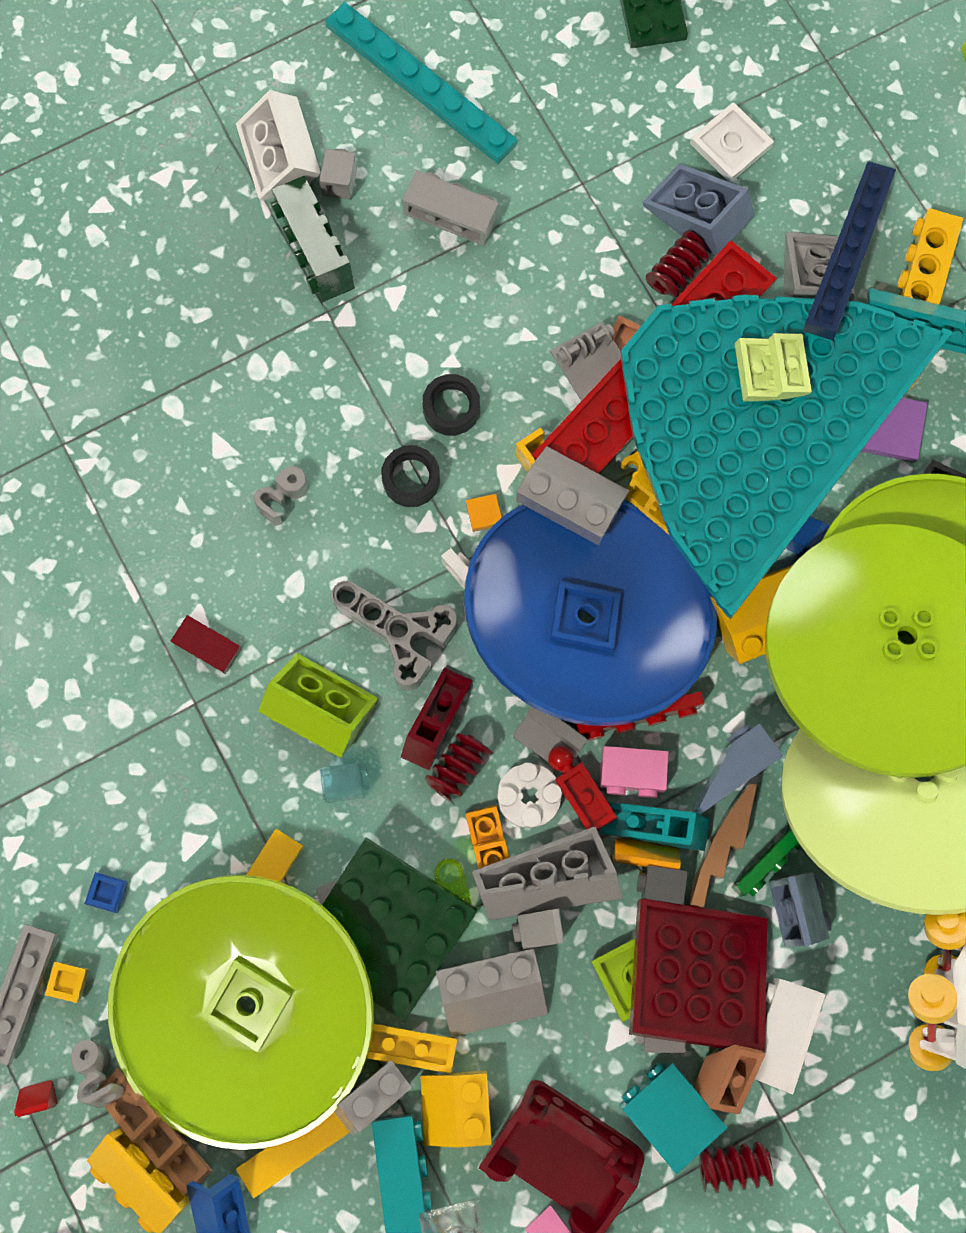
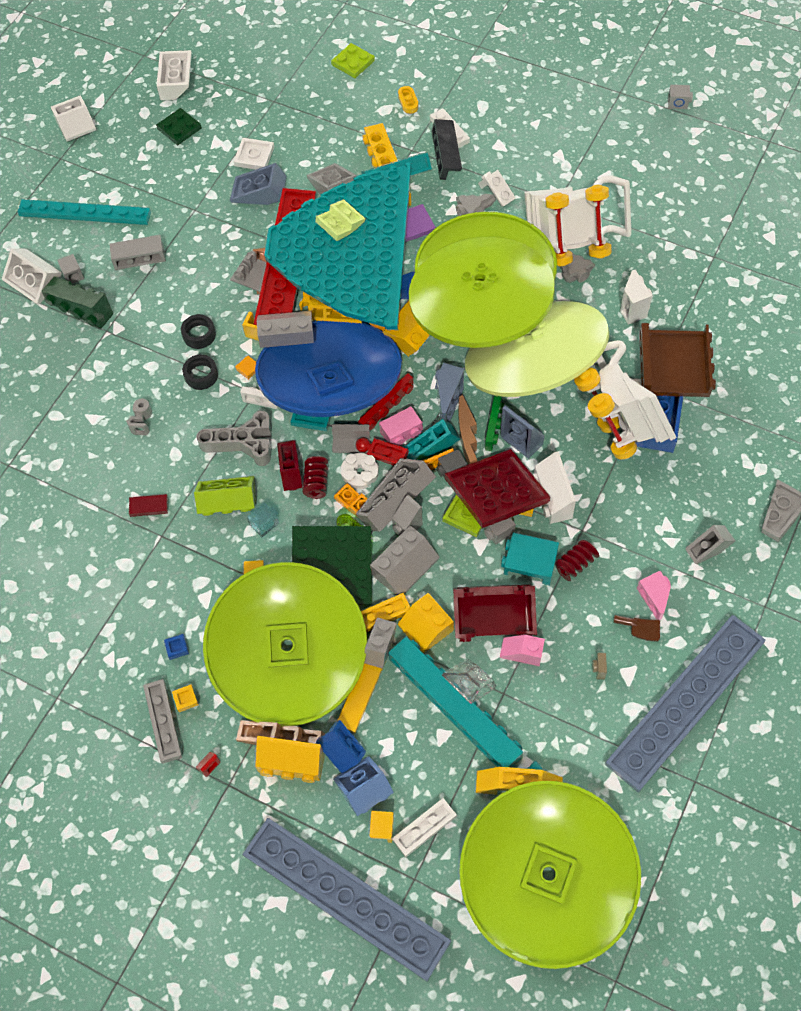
camera: 30 degrees left, 15 degrees down
(91, 1060) = (227, 727): light grey leg -> none
(678, 265) = (265, 213): dark red piece -> none
(728, 1077) = (542, 518): nougat slope -> none
(849, 251) = (341, 160): dark blue plate -> none

